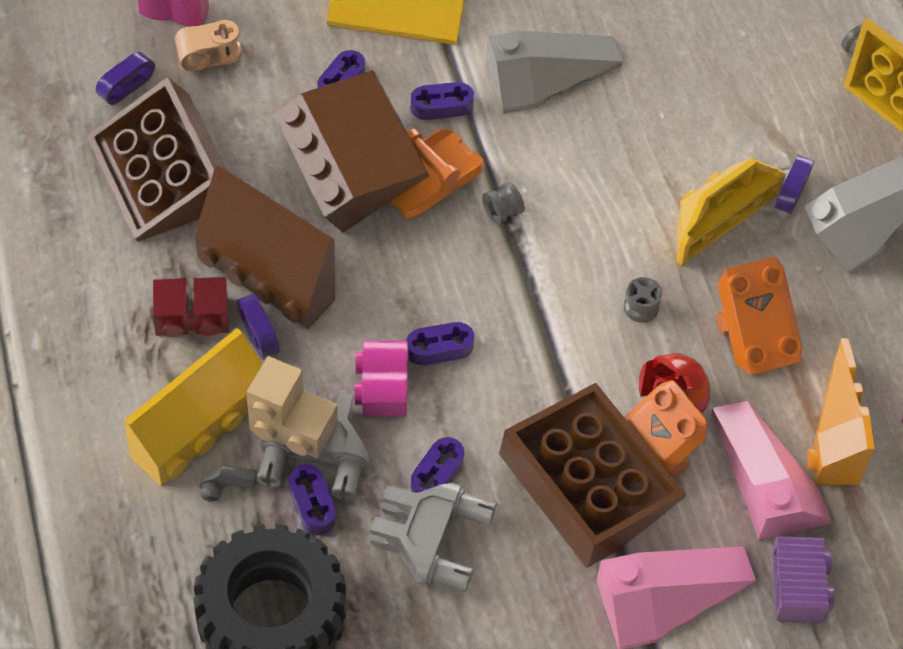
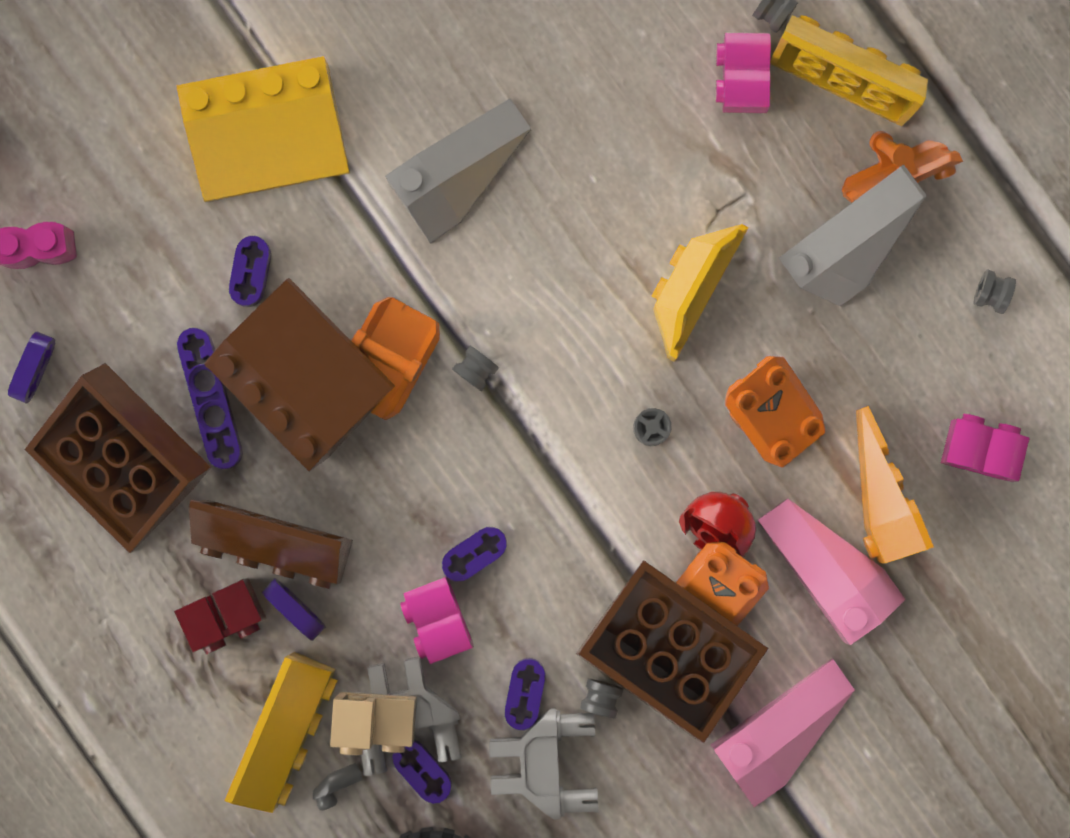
camera: 10 degrees left, 30 degrees up
(204, 47) = (91, 295): light nougat piece -> none
(263, 152) = (204, 400): none -> dark purple beam
(442, 100) = (360, 250): dark purple beam -> none
(509, 493) = (601, 698): none -> dark grey wheel
(794, 184) = (758, 223): dark purple beam -> none
(801, 579) = (898, 679): medium lavender brick -> none
(820, 78) = (745, 72): none -> dark pink brick

